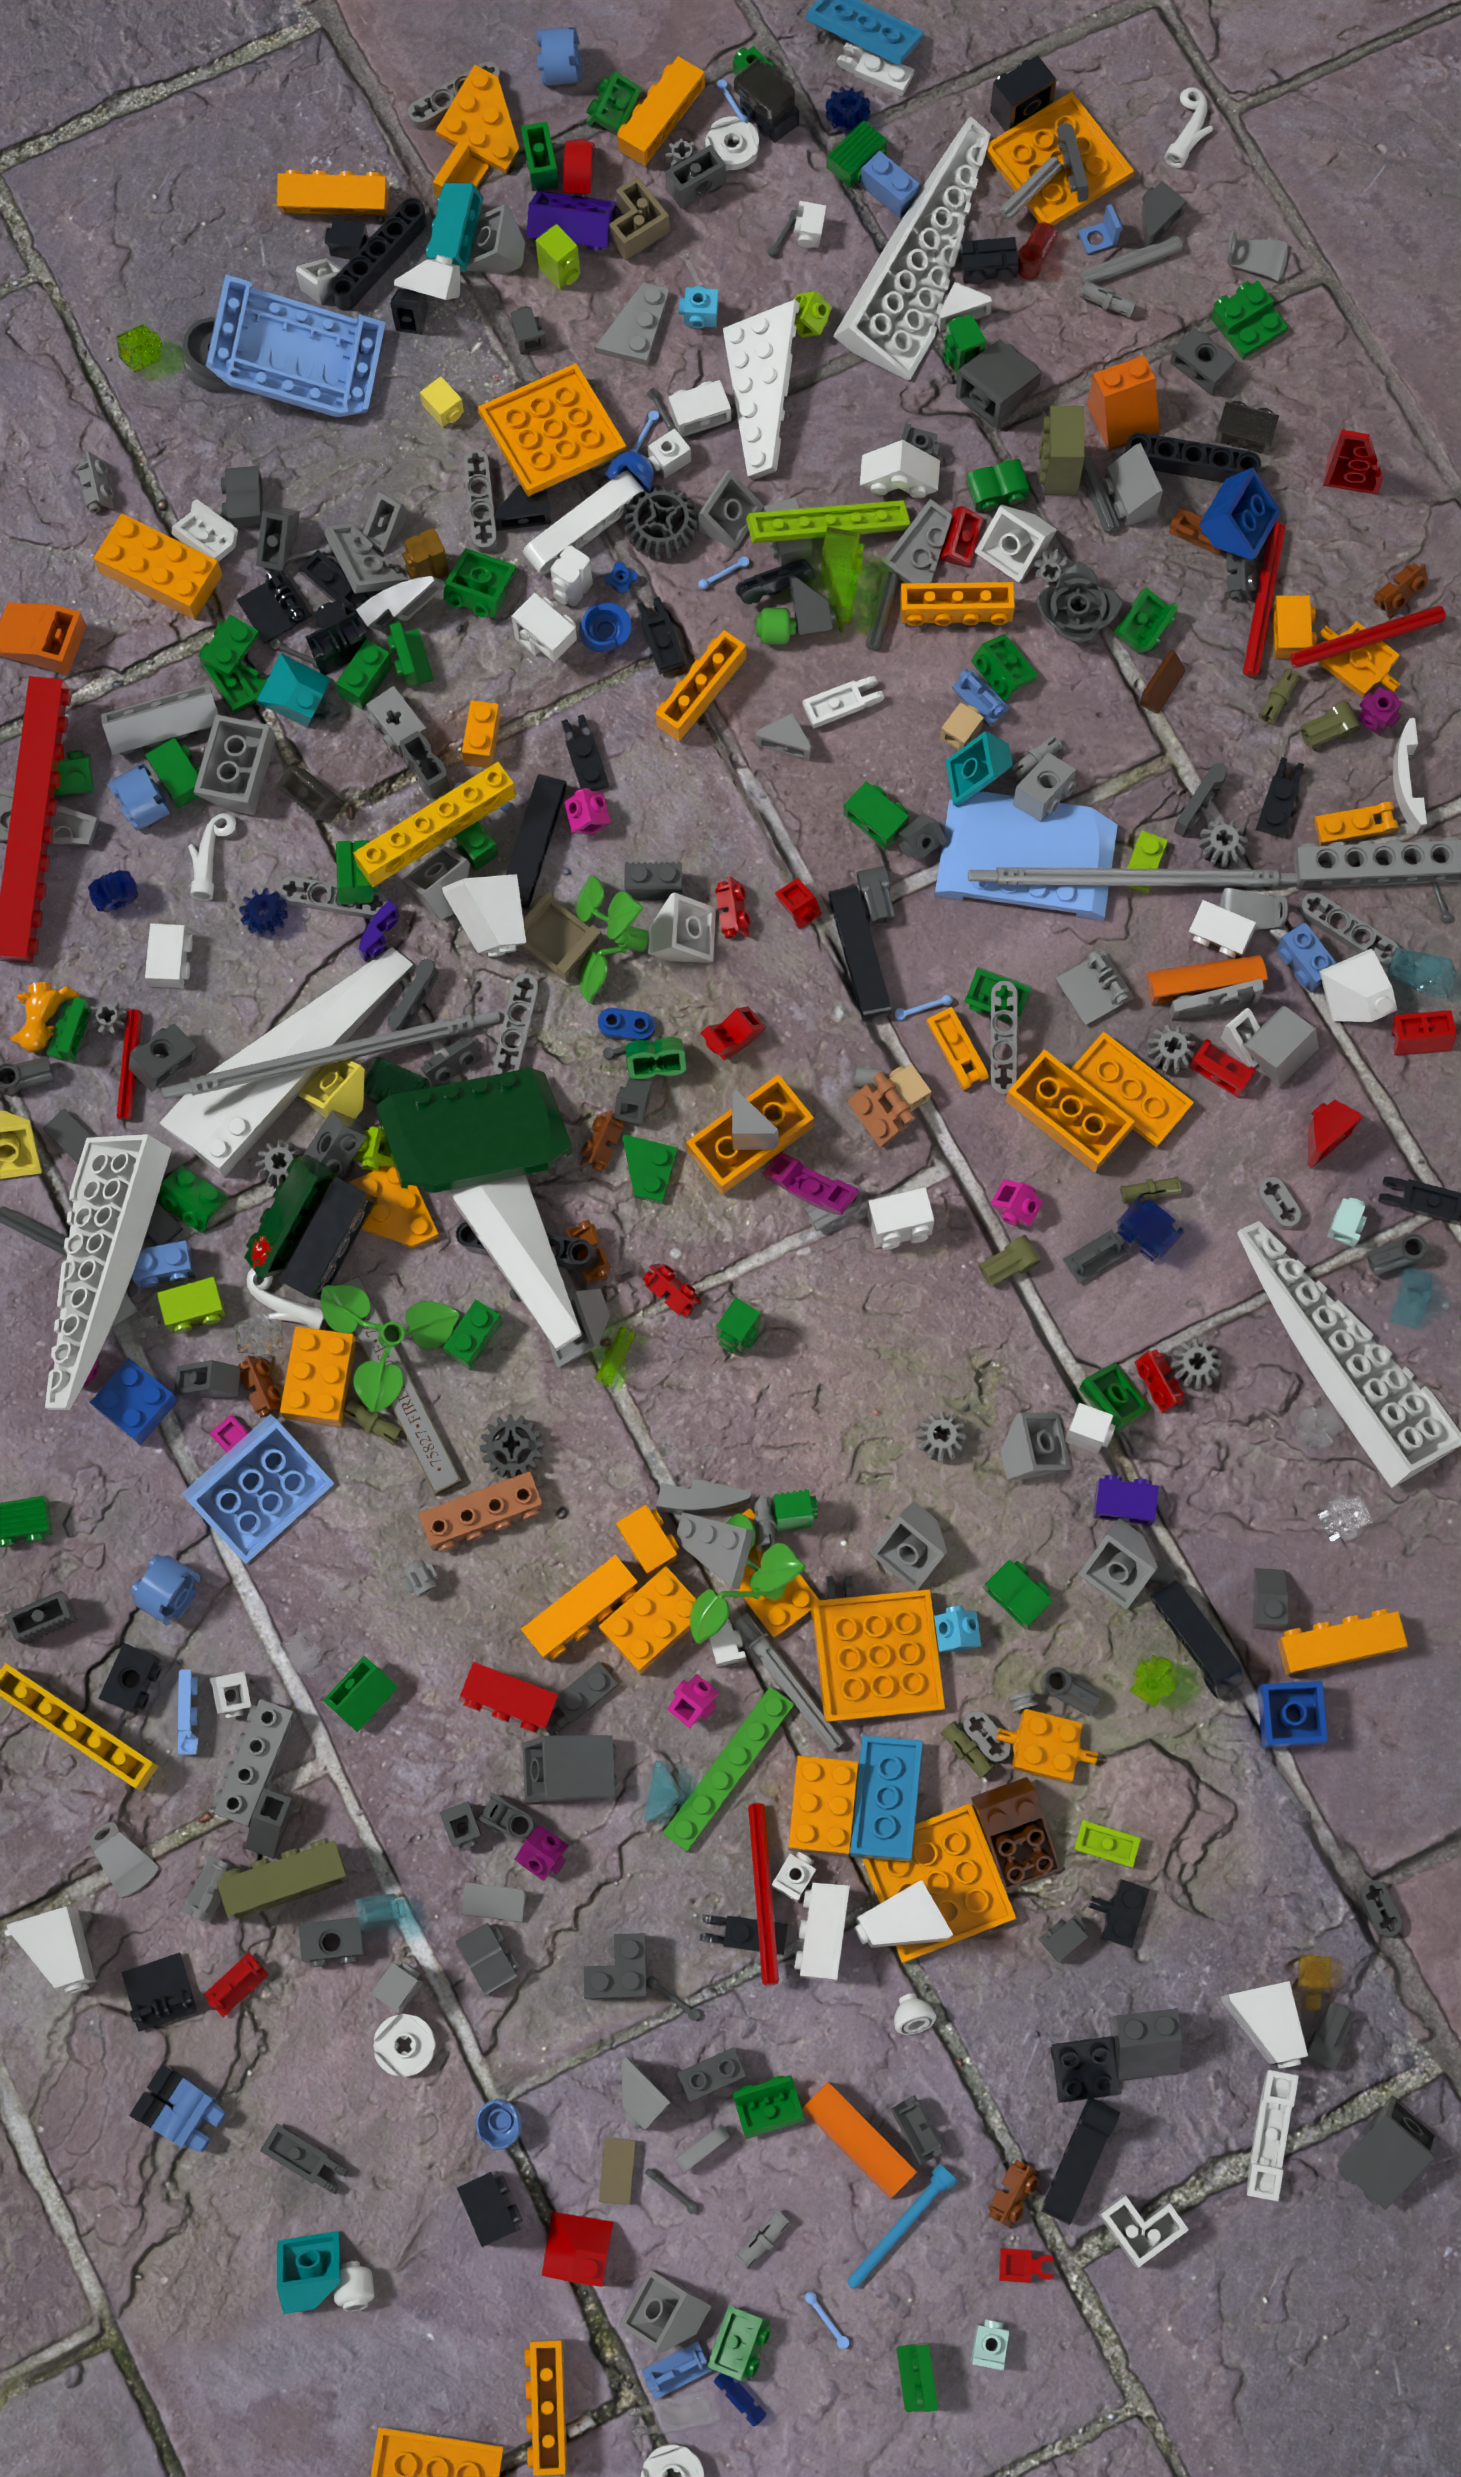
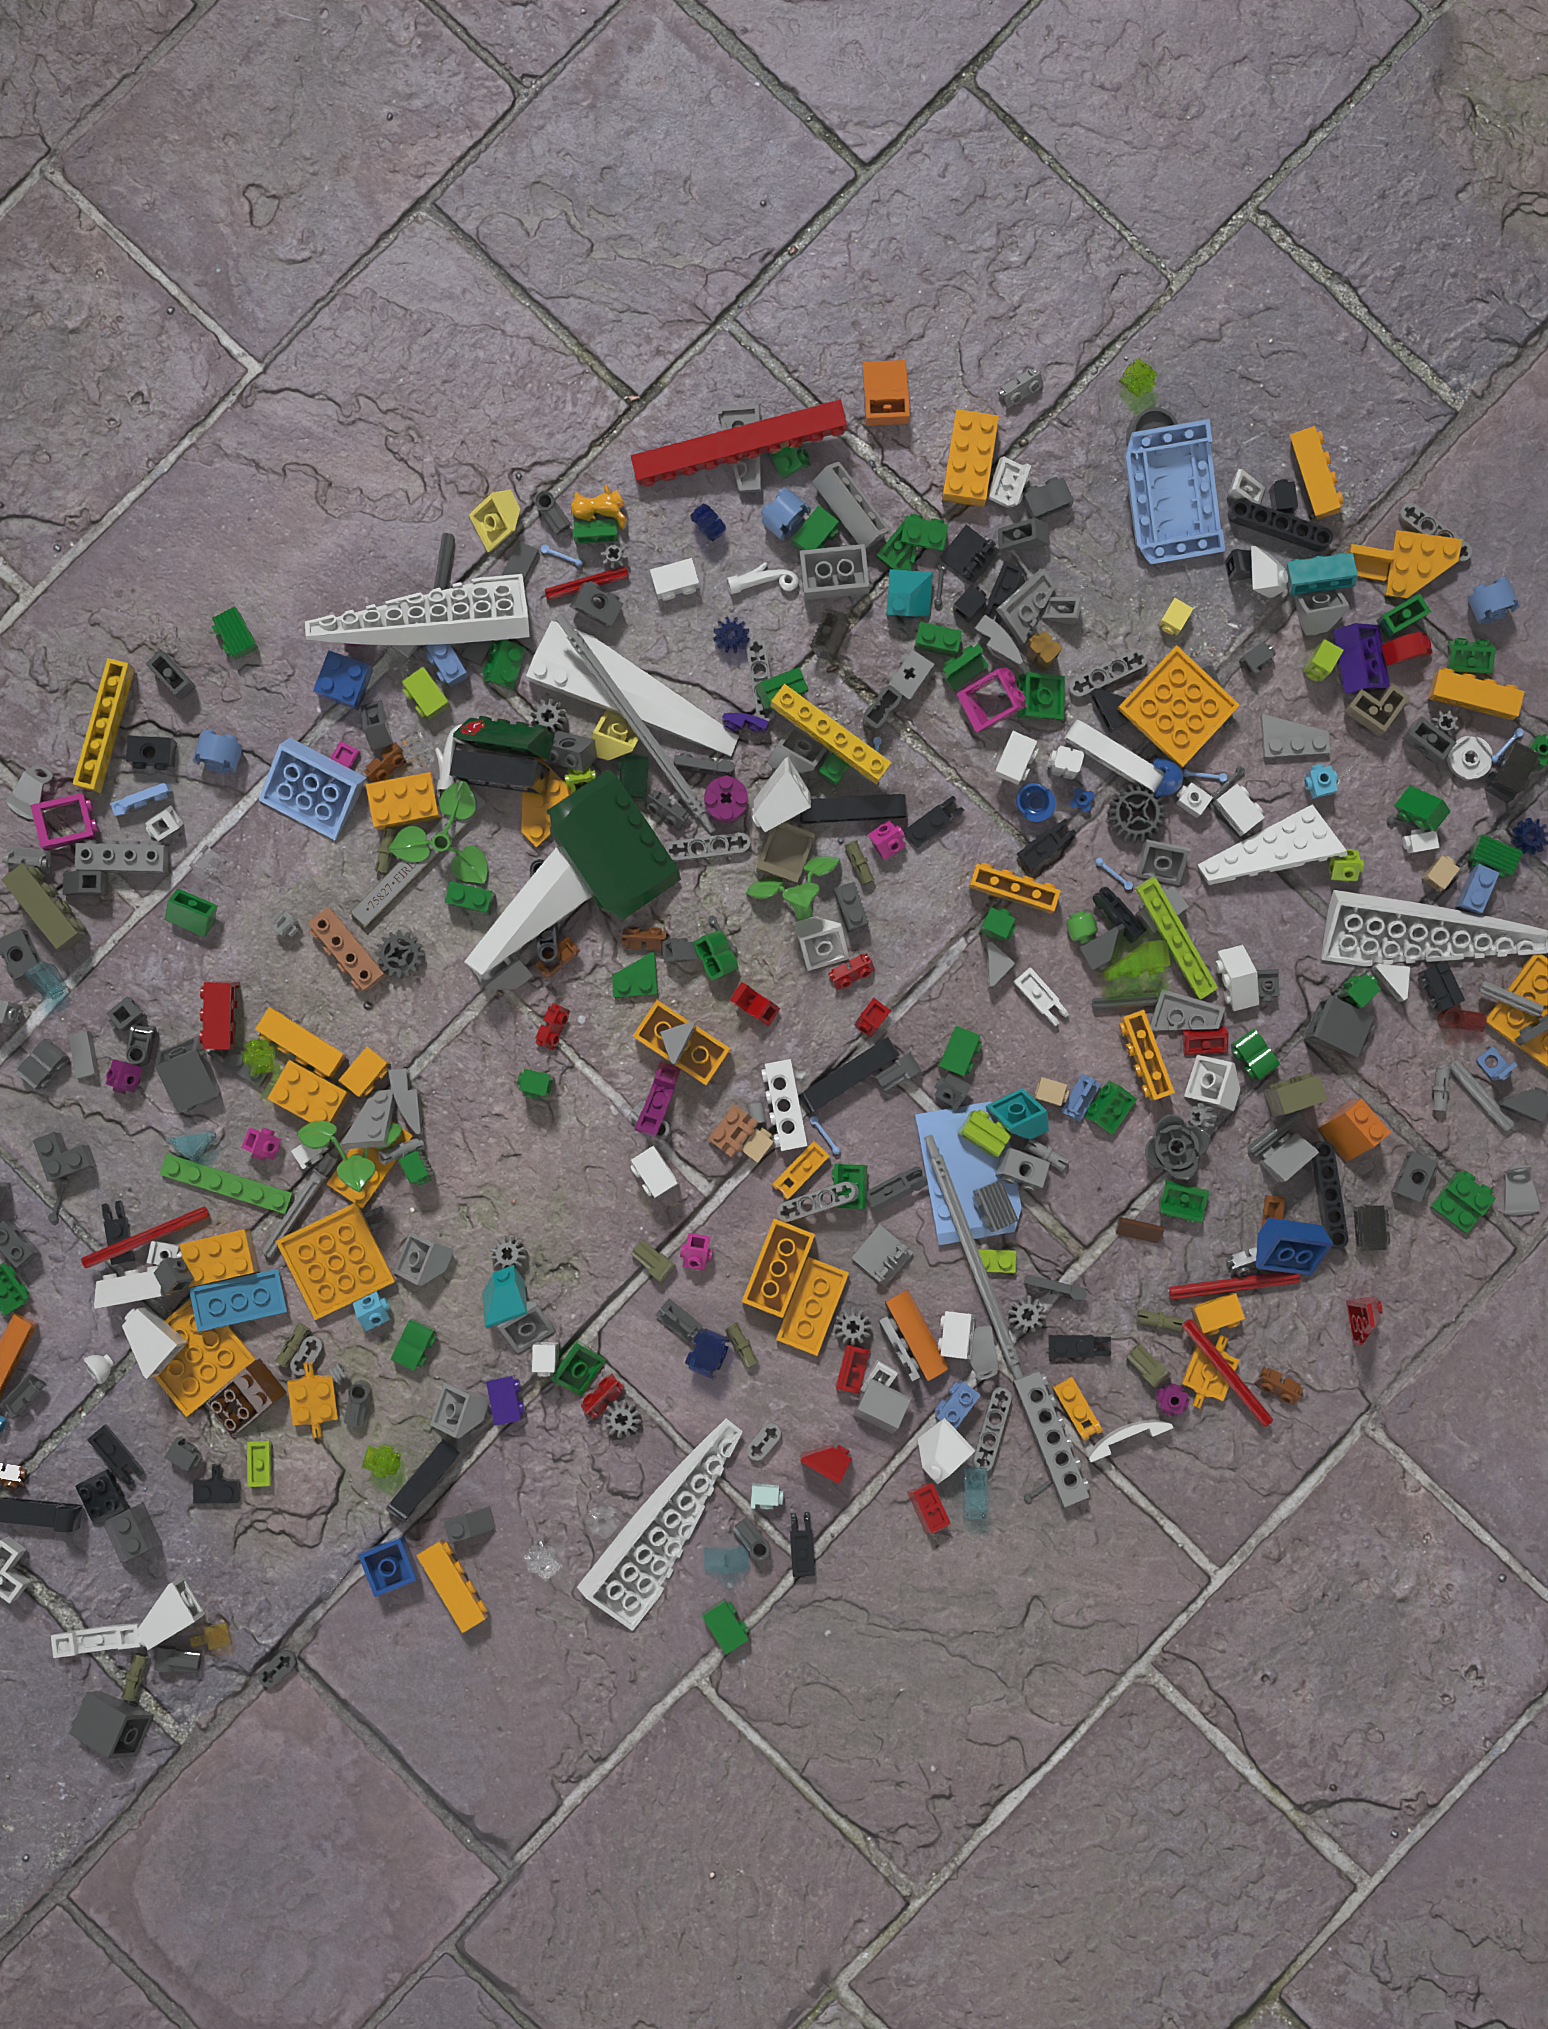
camera: 70 degrees right, 10 degrees up
(66, 1101) = (545, 549): none -> light blue hinge
(178, 1853) = (45, 841): none -> dark pink window
(336, 643) = (952, 611): black hinge -> none
(464, 968) = (725, 787): none -> magenta brick
(465, 661) = (974, 708): none -> dark pink window
(481, 734) = (921, 741): light orange brick -> none
(580, 1663) = (258, 1056): none -> clear neon green brick
(602, 856) = (859, 862): none -> olive pin
(615, 1356) = (489, 1003): clear neon green pin -> none
(625, 1025) = (737, 925): blue plate -> none
(738, 716) = (998, 924): none -> green brick
(773, 208) = (1422, 808): none -> green brick
(826, 1864) = (173, 1275): none -> dark grey brick
(856, 217) = (1441, 873): none -> tan brick
(859, 1027) = (784, 1070): none -> white brick
(987, 813) = (984, 1133): none -> lime brick
(996, 1456) = (504, 1297): none -> teal slope
(1018, 943) = (896, 1188): none -> dark grey hinge
(1031, 2032) = (114, 1453): none -> black hinge
(1080, 830) = (995, 1206): none -> dark grey brick
(1335, 2101) = (135, 1676): none -> olive pin

